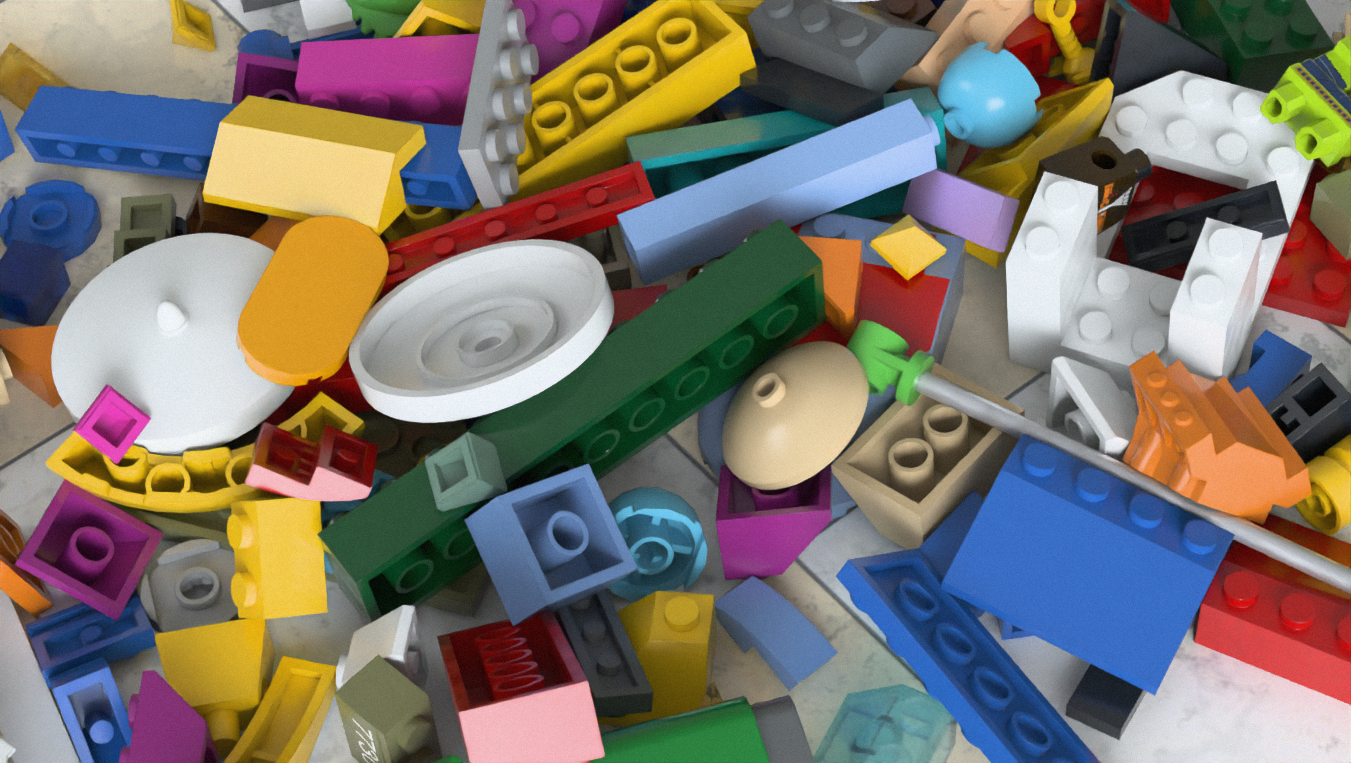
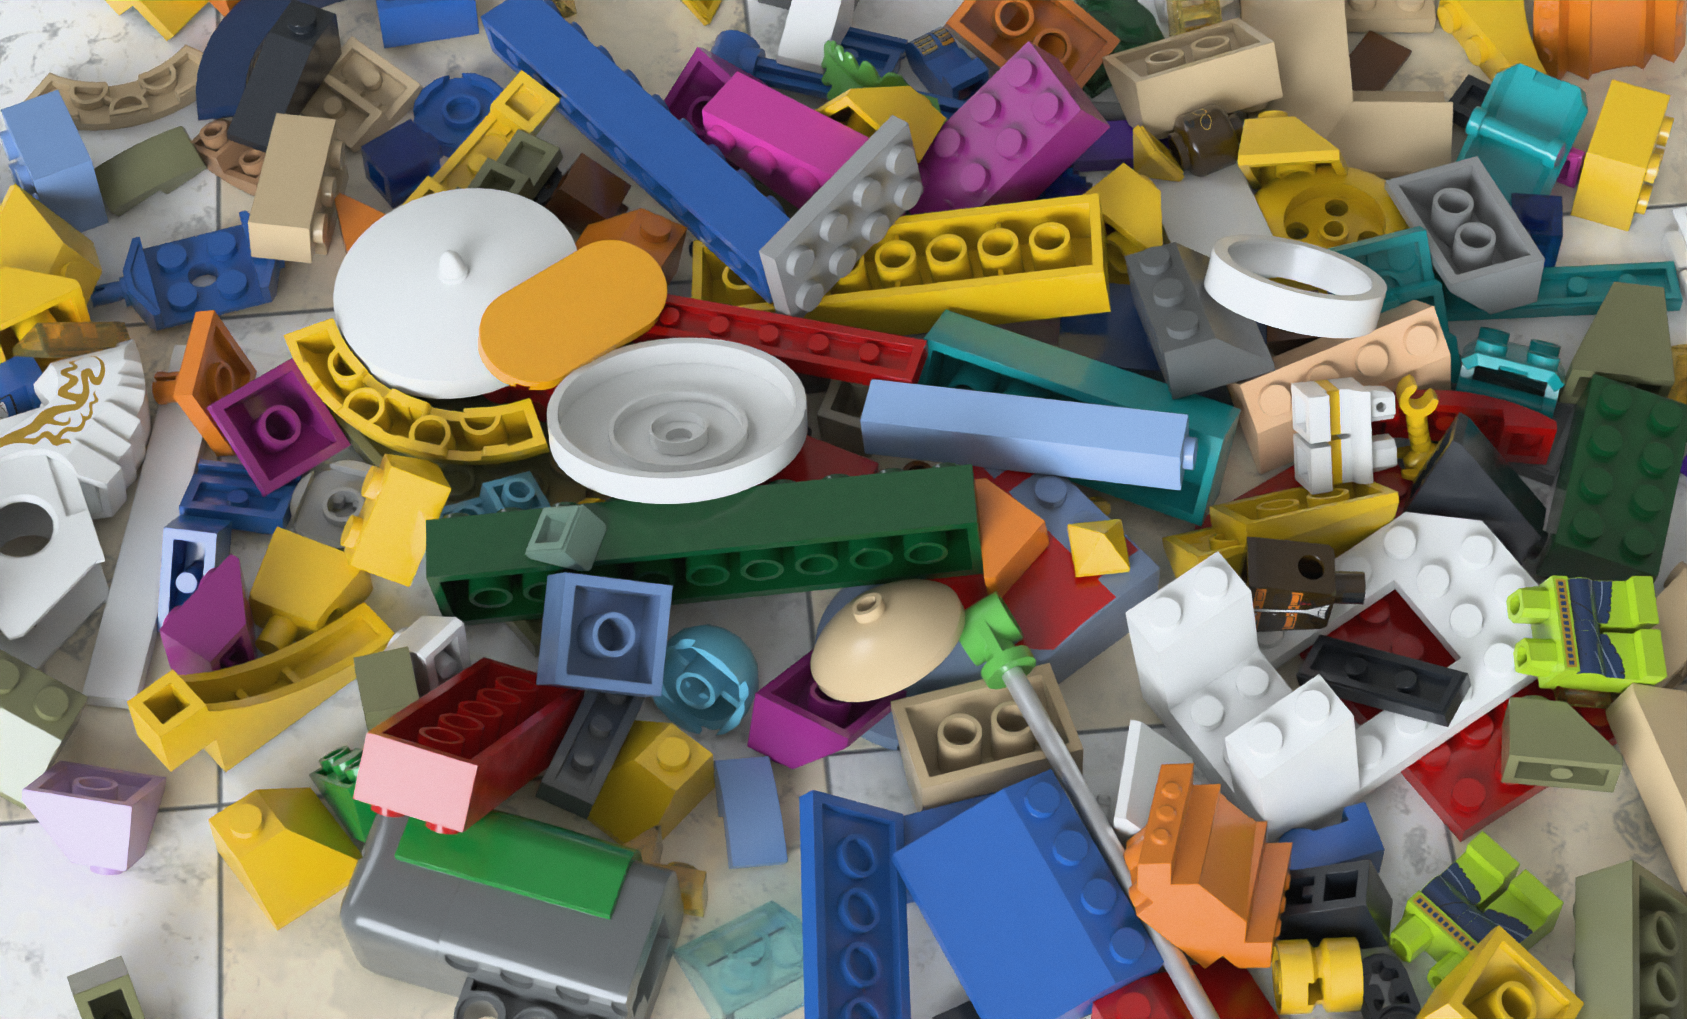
camera: 30 degrees right, 5 degrees up
(107, 180) = (519, 106): none -> yellow slope
(111, 423) = (345, 333): dark pink slope -> none
(311, 162) = (664, 189): yellow slope -> none
(330, 470) = (466, 460): red slope -> none
(810, 92) = (1129, 358): black tile -> none
(962, 208) = (1175, 533): lavender tile -> none
(988, 97) = (1269, 451): medium azure cylinder -> none
(1028, 41) = (1336, 432): none -> white hips

